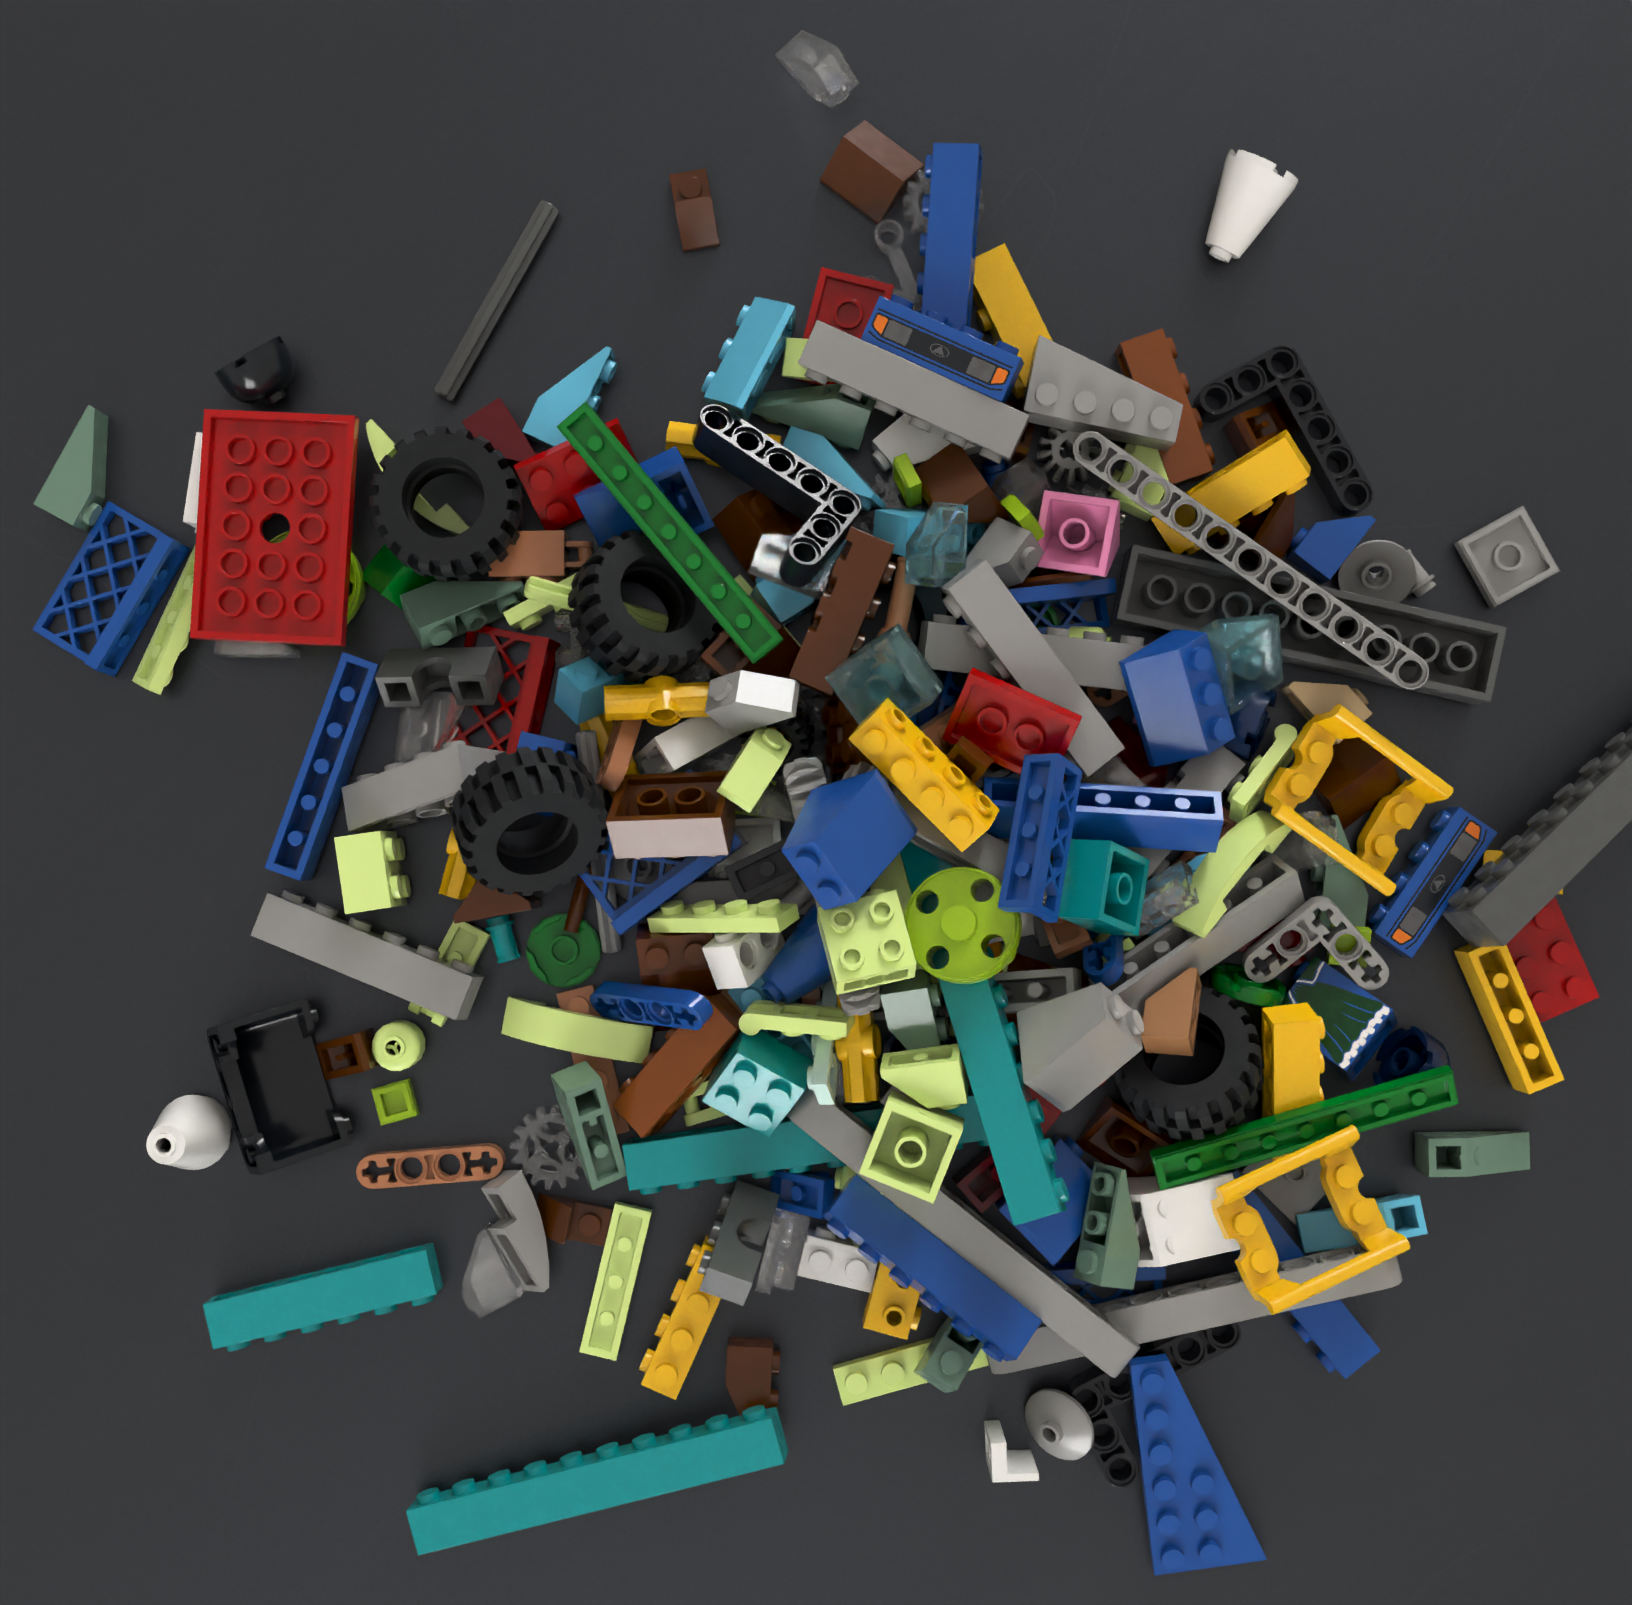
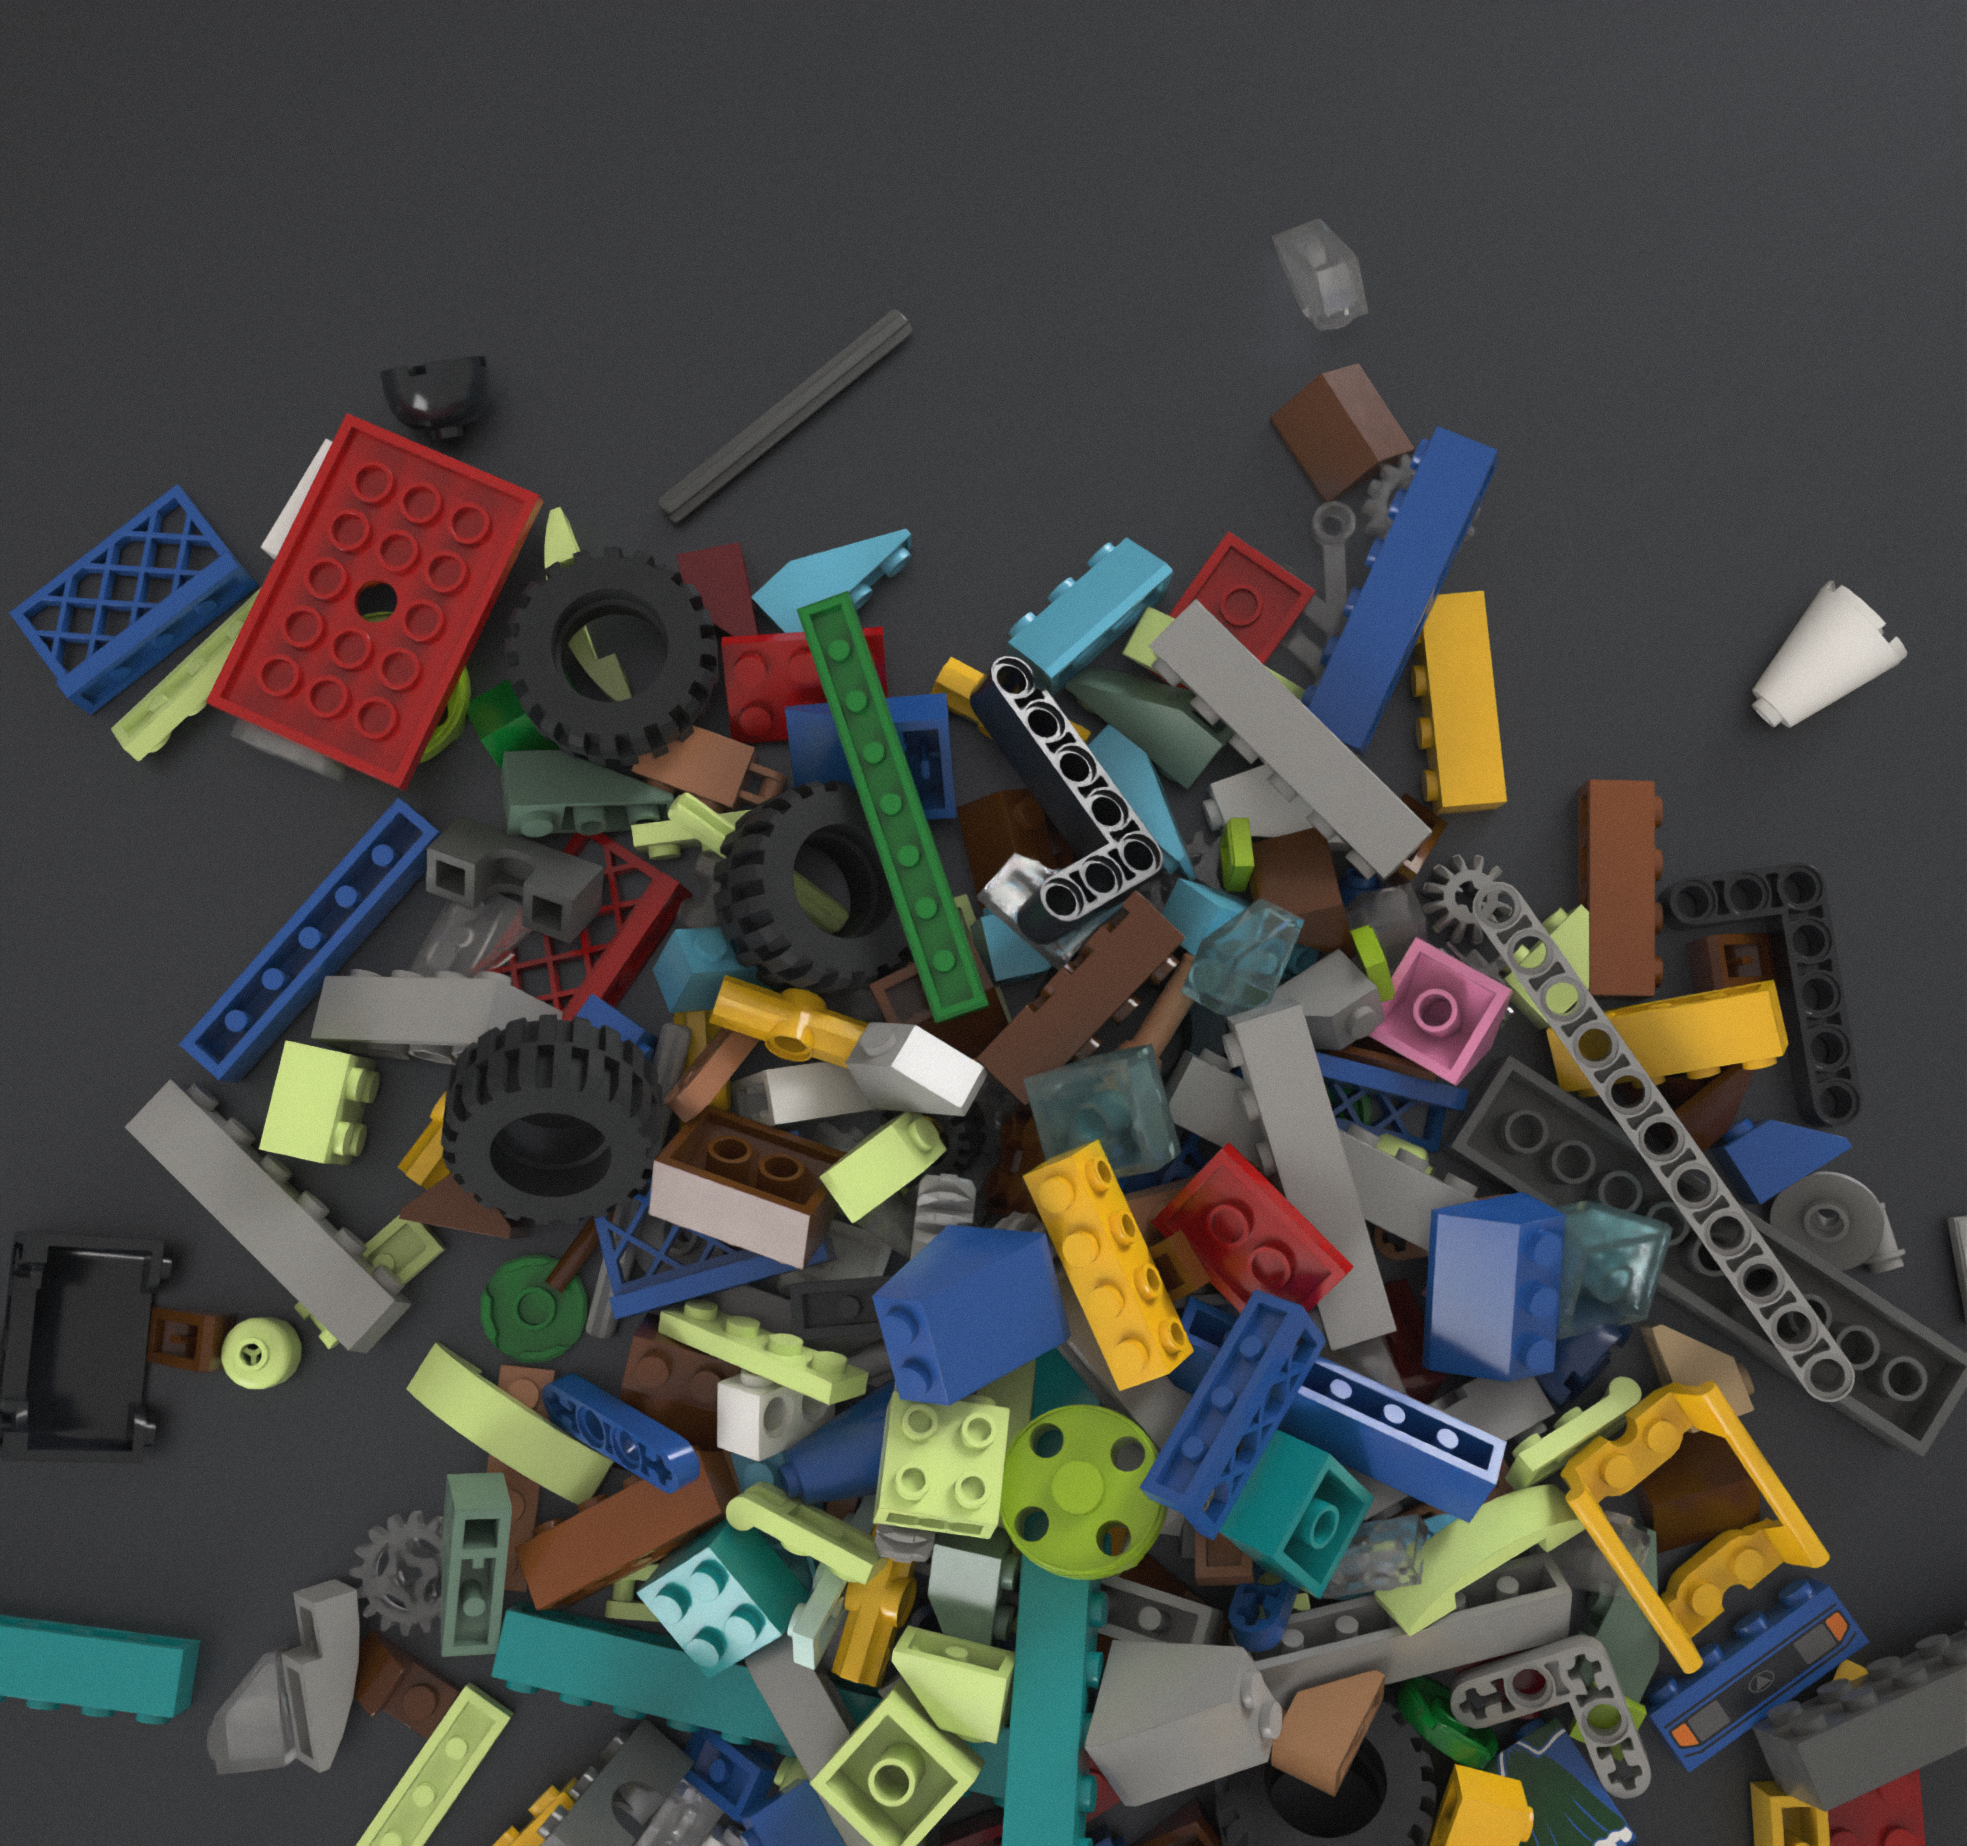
camera: 20 degrees right, 5 degrees down
(79, 476) = (150, 440): sand green slope -> none
(395, 1101) = (227, 1427): lime tile -> none
(431, 1166) = (238, 1541): nougat beam -> none
(503, 938) = (459, 1262): teal pin -> none
(694, 210) = (1090, 395): reddish brown slope -> none
(942, 348) = (1349, 701): brick -> none
(1086, 396) = (1520, 836): light grey wedge -> none

